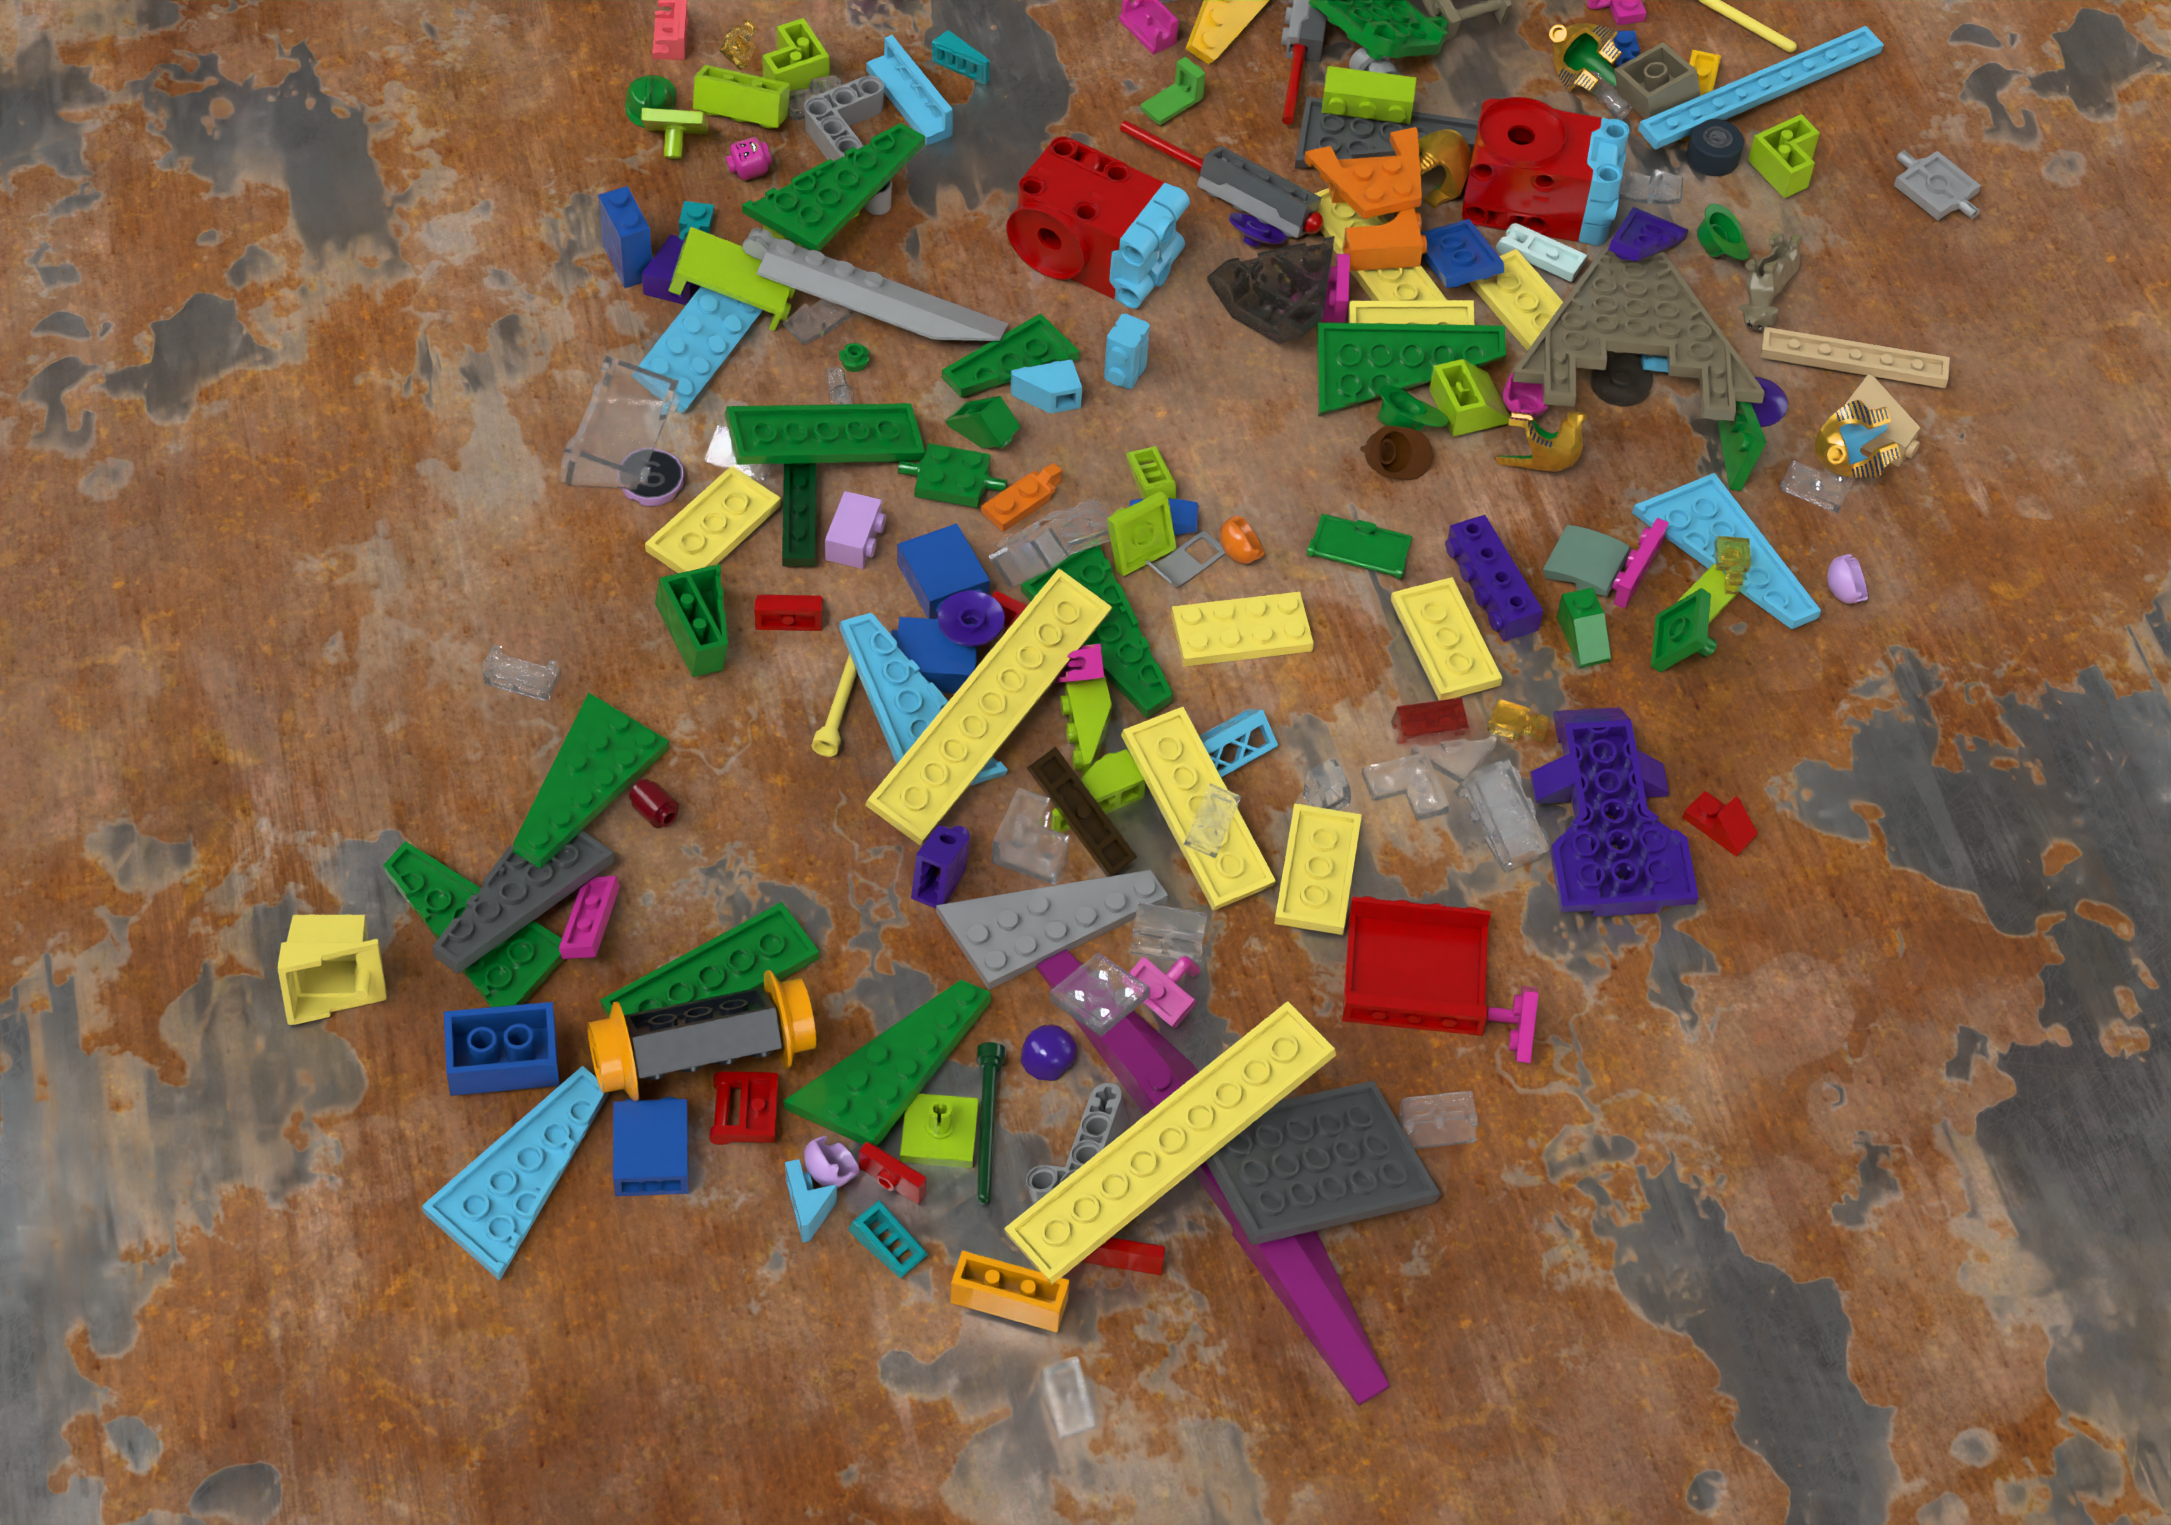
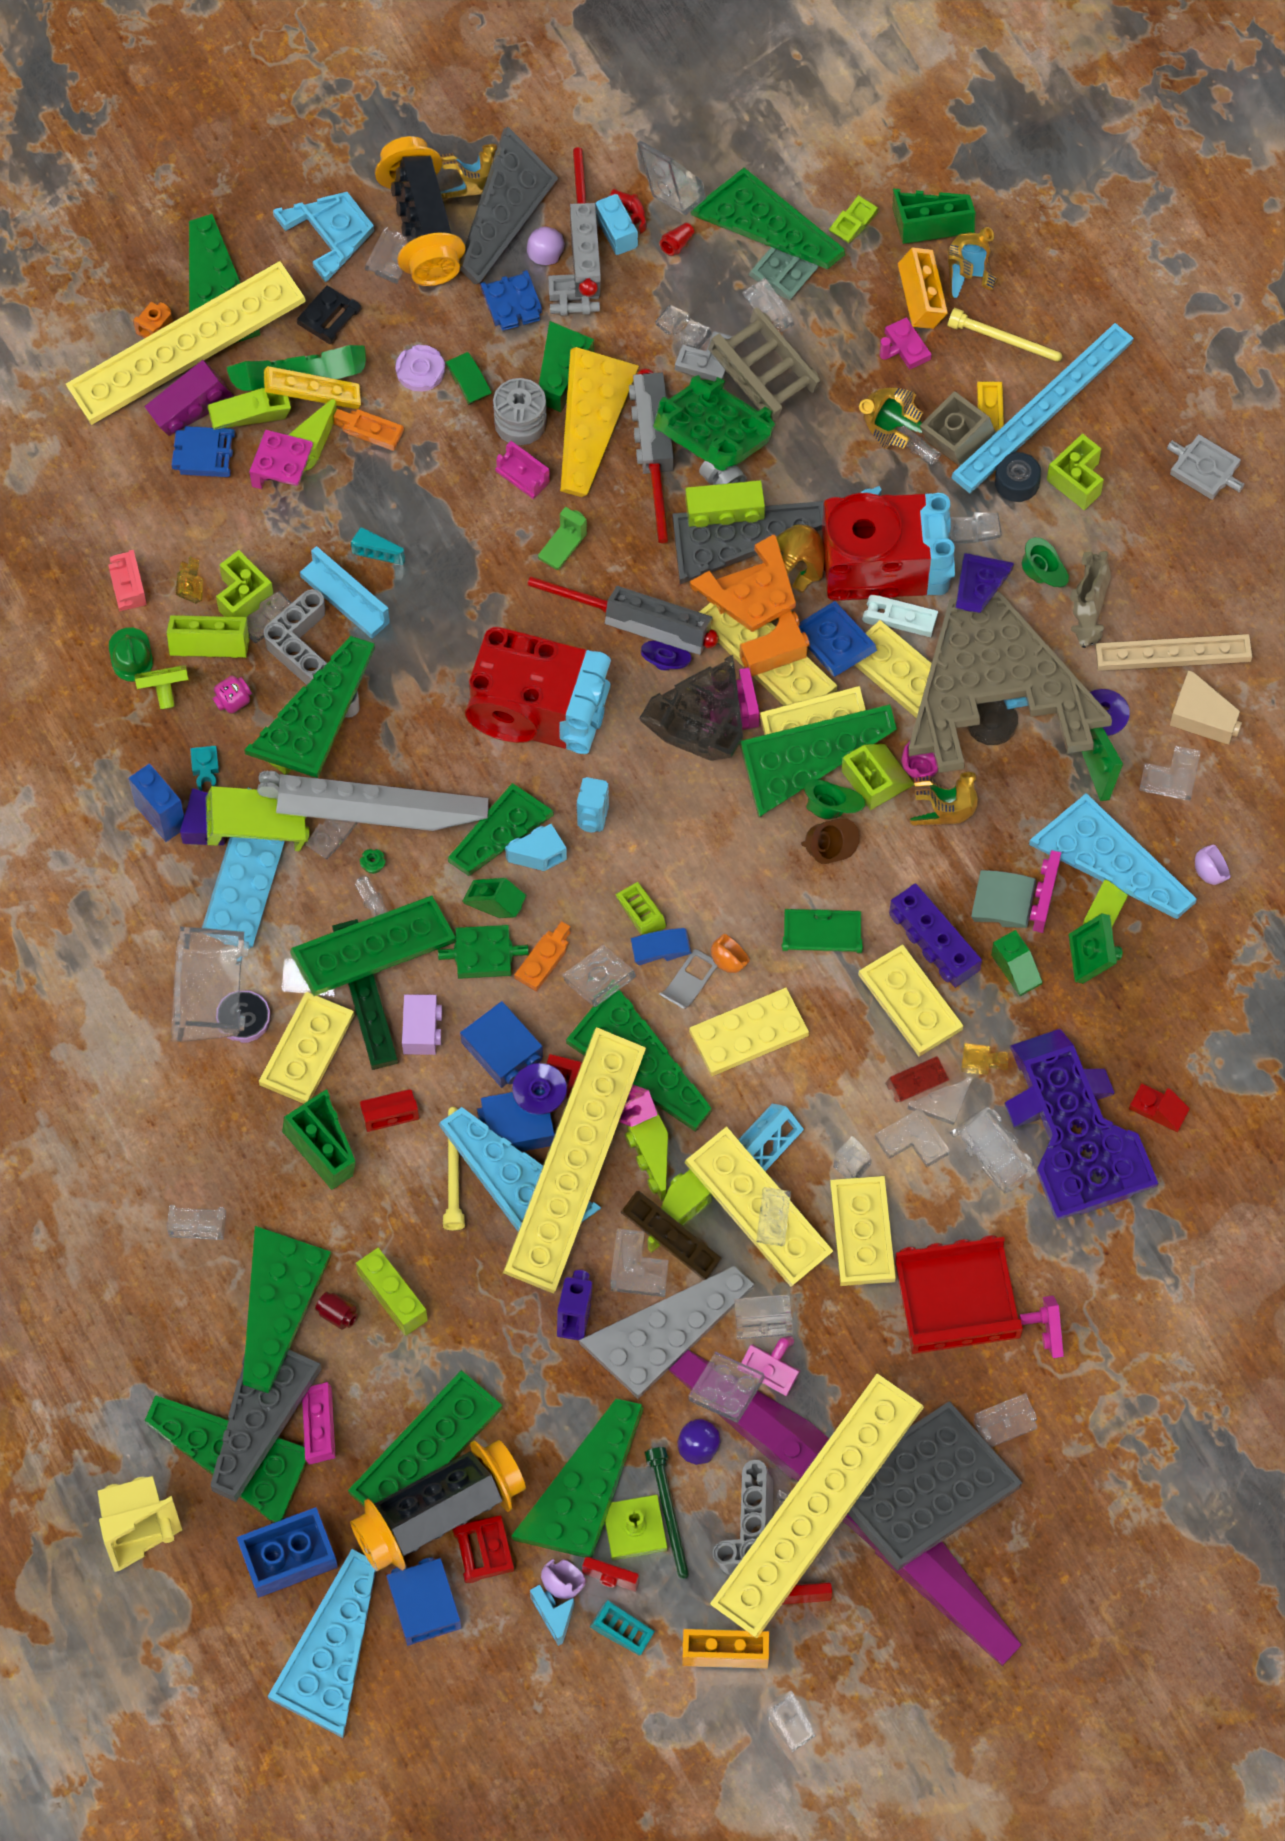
camera: 10 degrees left, 10 degrees up
(726, 798) = (391, 1291): none -> lime brick
(1029, 552) = (569, 1015): clear wedge -> none
(1141, 533) = (649, 971): lime tile -> none
(1627, 43) = (923, 392): blue plate -> none
(1734, 557) = (1118, 872): clear yellow plate -> none
(1840, 441) = (1180, 747): pearl gold piece -> none

